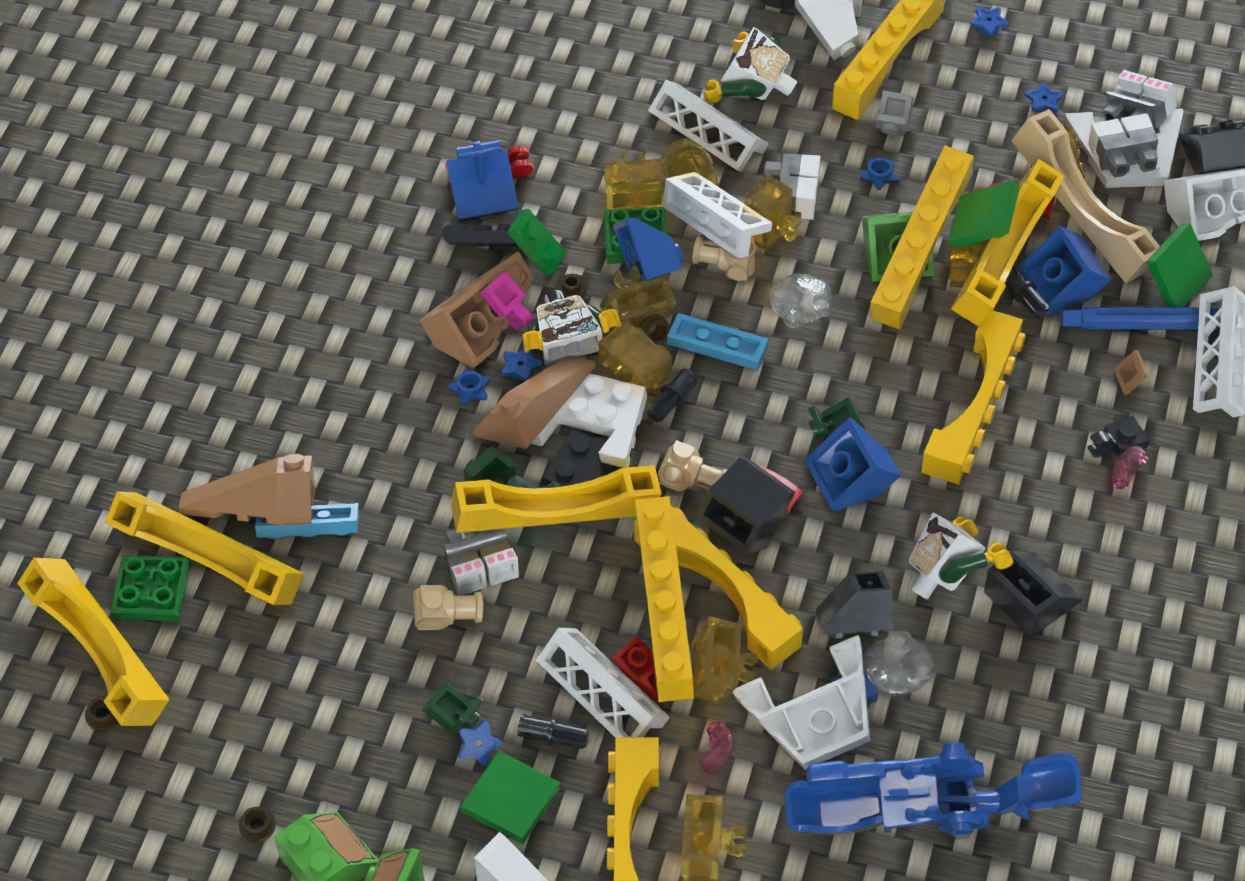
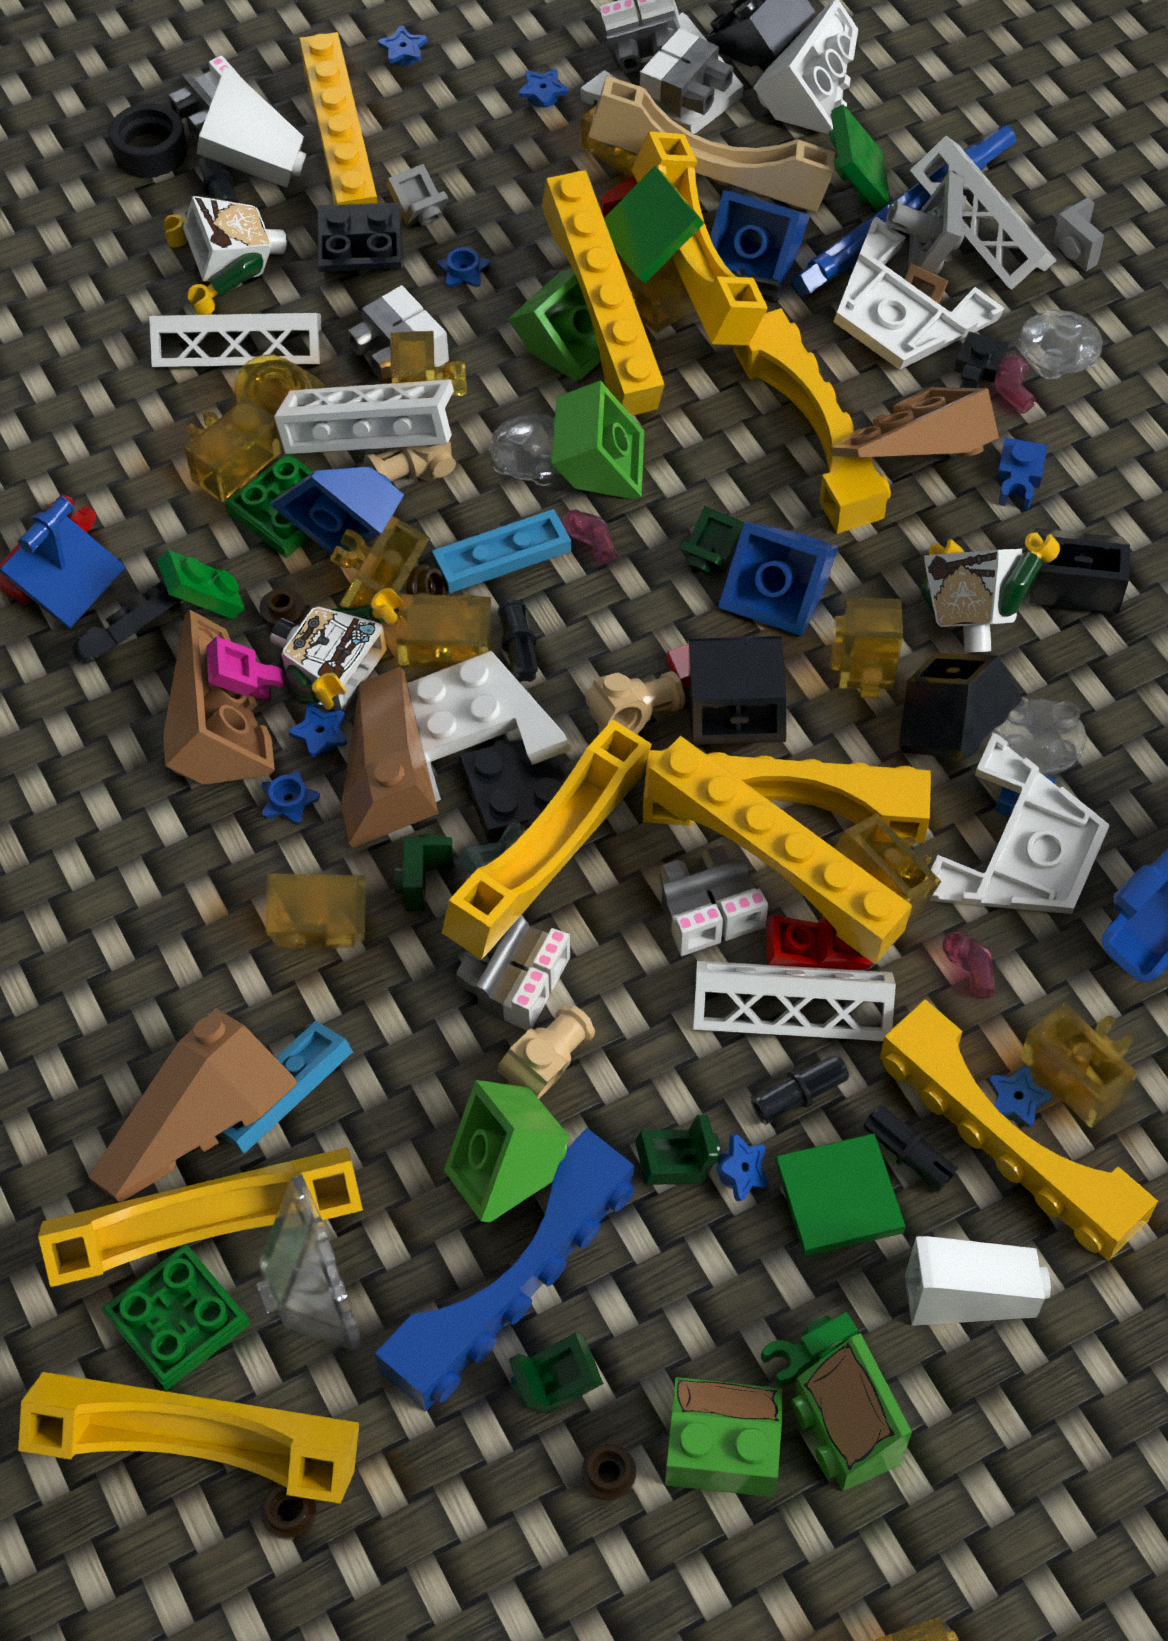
camera: 45 degrees left, 5 degrees up
(217, 608) = (303, 1273): none -> clear wedge
(279, 759) = (555, 1374): none -> dark green bracket
(371, 631) = (504, 1148): none -> bright green slope
(387, 687) = (439, 1344): none -> blue arch
(413, 447) = (316, 909): none -> clear yellow brick
(429, 852) = (818, 1341): none -> green plate
(572, 806) = (910, 1148): none -> black axle
(613, 604) = (710, 902): none -> hips
(656, 840) = (1022, 1083): none -> blue plate
(779, 366) = (592, 531): none -> clear pink arm
(792, 33) = (217, 181): none -> black axle
(830, 115) = (360, 237): none -> black slope
(832, 321) = (597, 443): none -> bright green slope
(848, 537) = (867, 644): none -> clear yellow brick
(1041, 451) = (926, 424): none -> medium nougat wedge
(1071, 514) = (1020, 469): none -> blue plate
(1096, 375) = (897, 316): none -> white wing
(1171, 338) = (935, 227): none -> light grey plate
(1186, 464) = (1060, 343): none -> clear dish

